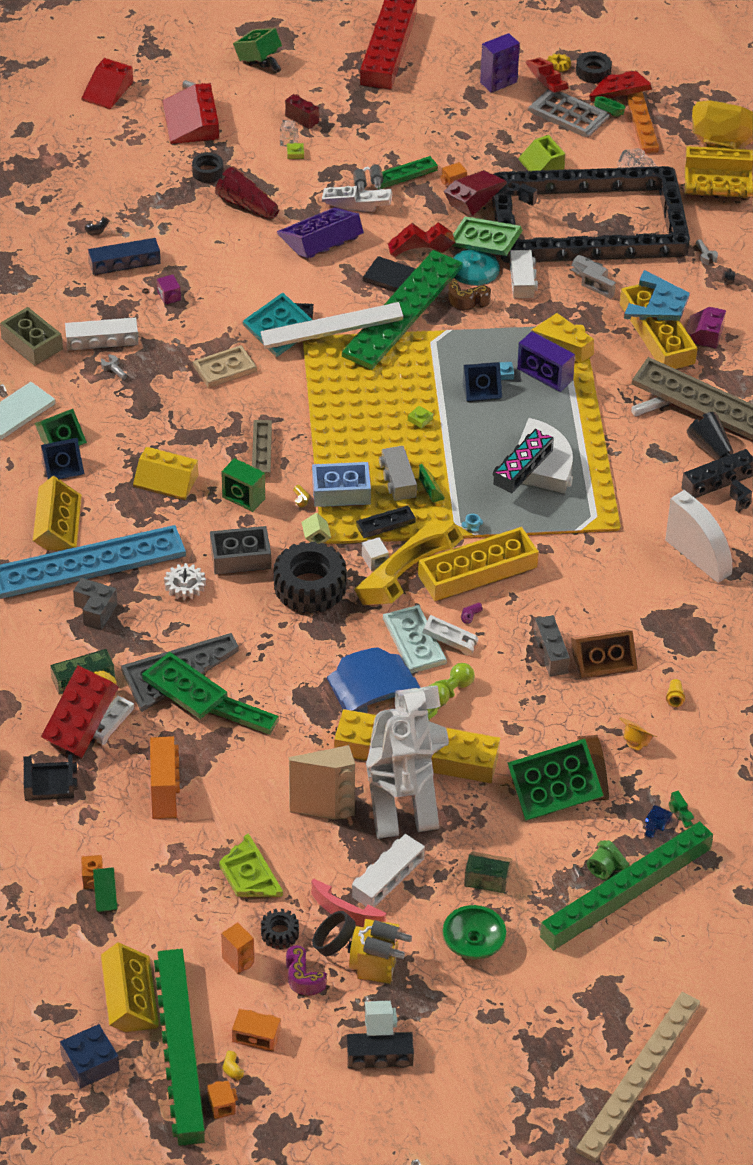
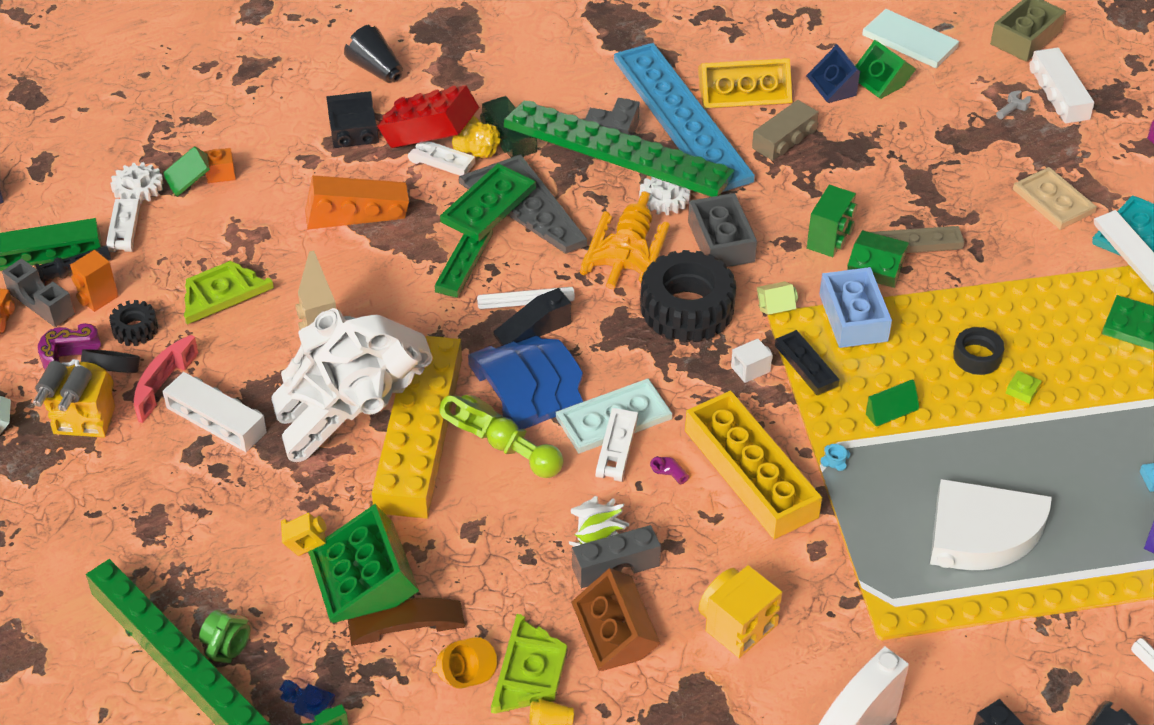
camera: 85 degrees right, 0 degrees up
(94, 934) = (137, 182): none -> white gear
(122, 500) = (785, 130): none -> dark tan brick
(129, 989) = (56, 205): yellow slope -> none
(136, 598) = (620, 148): none -> green plate
(155, 940) = (123, 225): none -> white plate
(166, 473) = (840, 159): yellow slope -> none
(203, 983) = (61, 267): none -> black pin
(244, 611) = (628, 246): none -> light orange bar
(254, 983) = (47, 301): none -> dark grey arch
(284, 466) = (880, 253): none -> green slope
(286, 679) = (517, 298): none -> white axle
(315, 672) = (537, 318): none -> black slope
(382, 584) = (776, 407): yellow arch -> none
(386, 421) = (982, 337): none -> black tyre
(398, 473) = (900, 364): light grey brick -> none
(477, 924) = (105, 495): green dish -> none
(482, 381) = (1116, 447): dark blue slope -> none
(487, 872) = (218, 510): clear green slope -> none
(518, 813) = (303, 533): none -> yellow brick
(523, 460) = (948, 487): black brick -> none
(526, 651) = (597, 520): none -> white hair
(606, 583) = (740, 609): none -> yellow piece
(637, 700) = (529, 668): none -> lime wing

